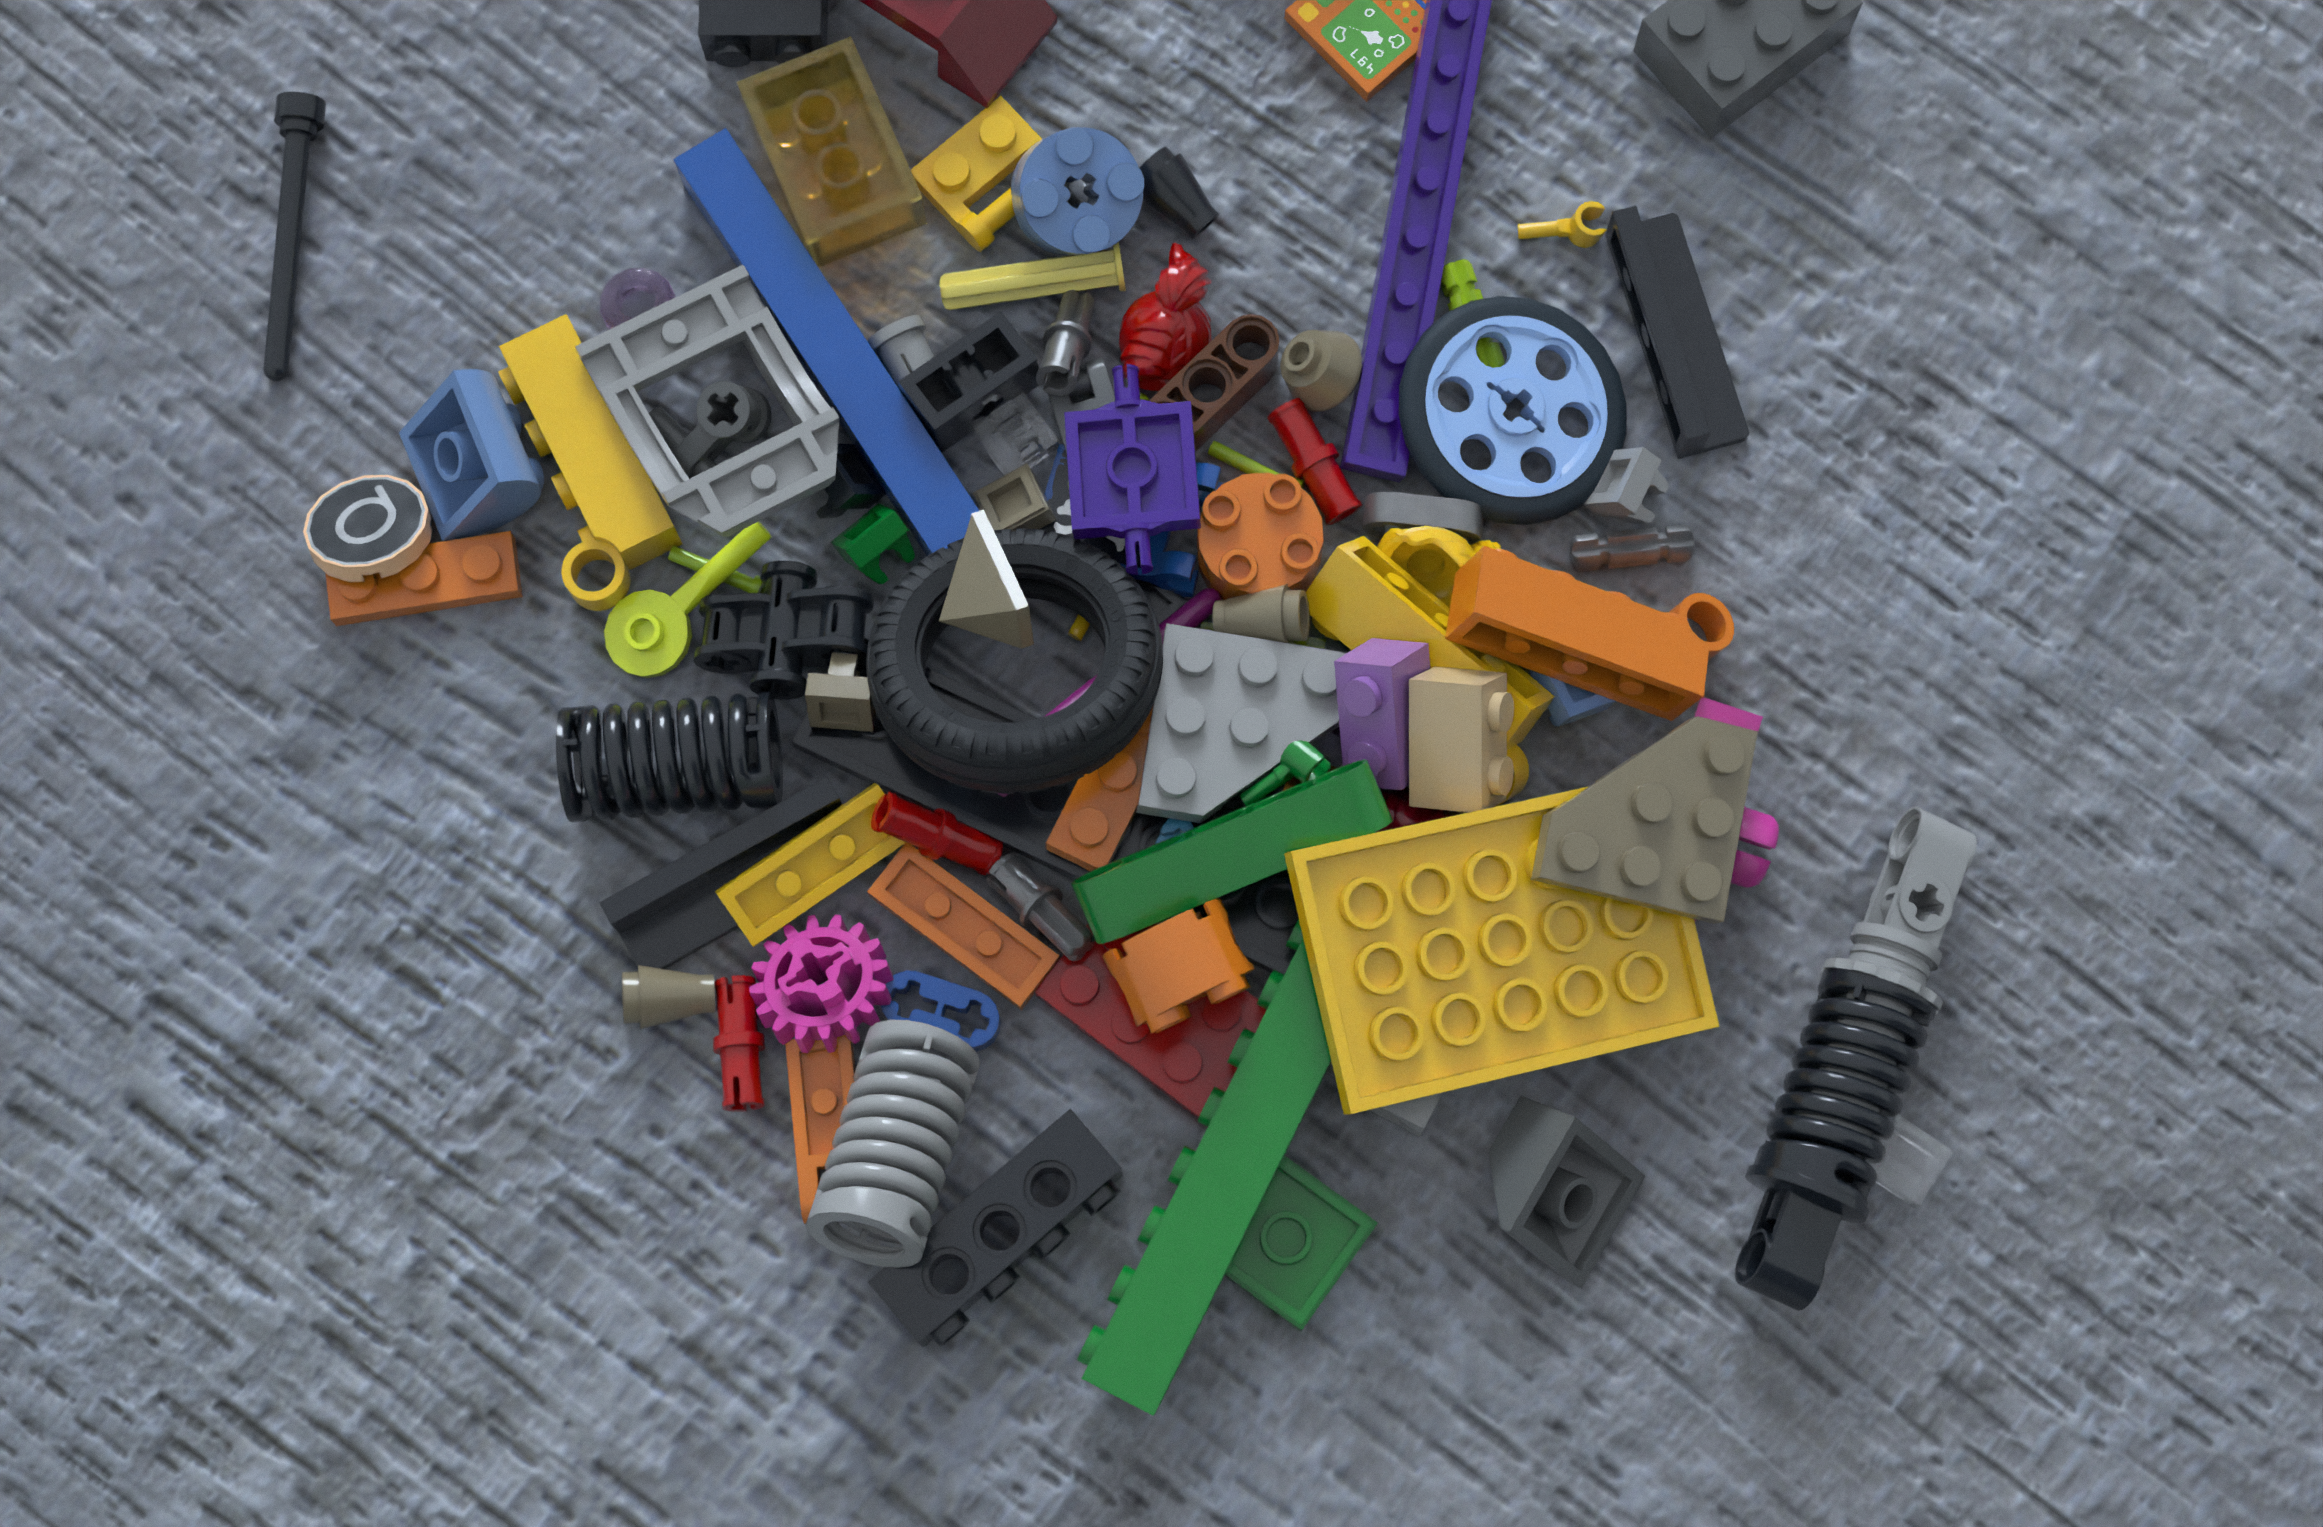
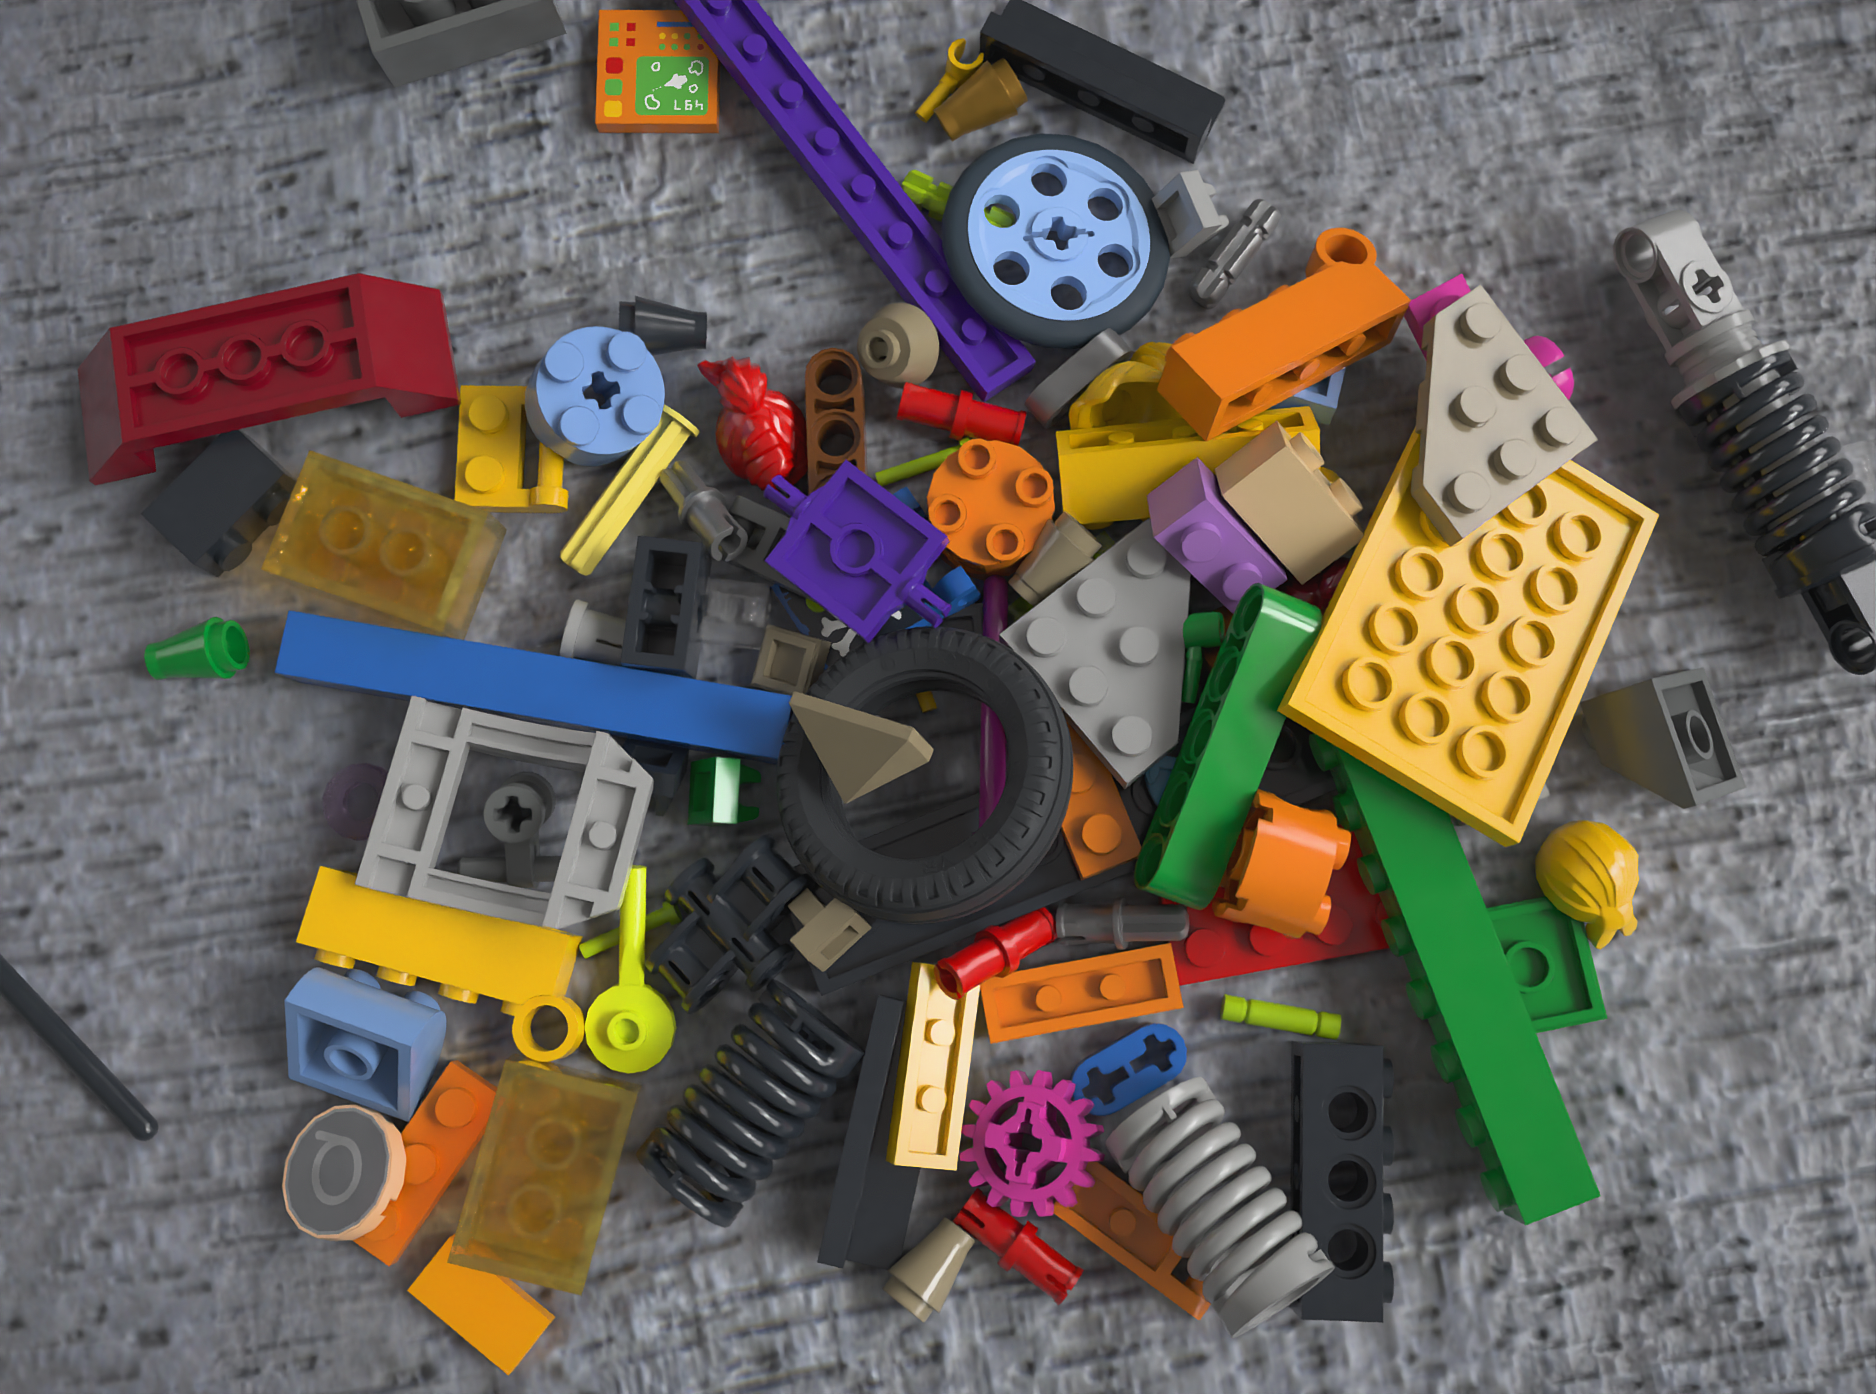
camera: 45 degrees left, 5 degrees up
(360, 708) = (482, 1308): none -> light orange tile
(493, 661) = (544, 1174): none -> clear yellow brick
(642, 98) = (204, 651): none -> green cone
(1081, 1089) = (1280, 1017): none -> lime wheel
(1396, 1223) = (1590, 877): none -> yellow piece
(1570, 262) = (982, 100): none -> pearl gold cone

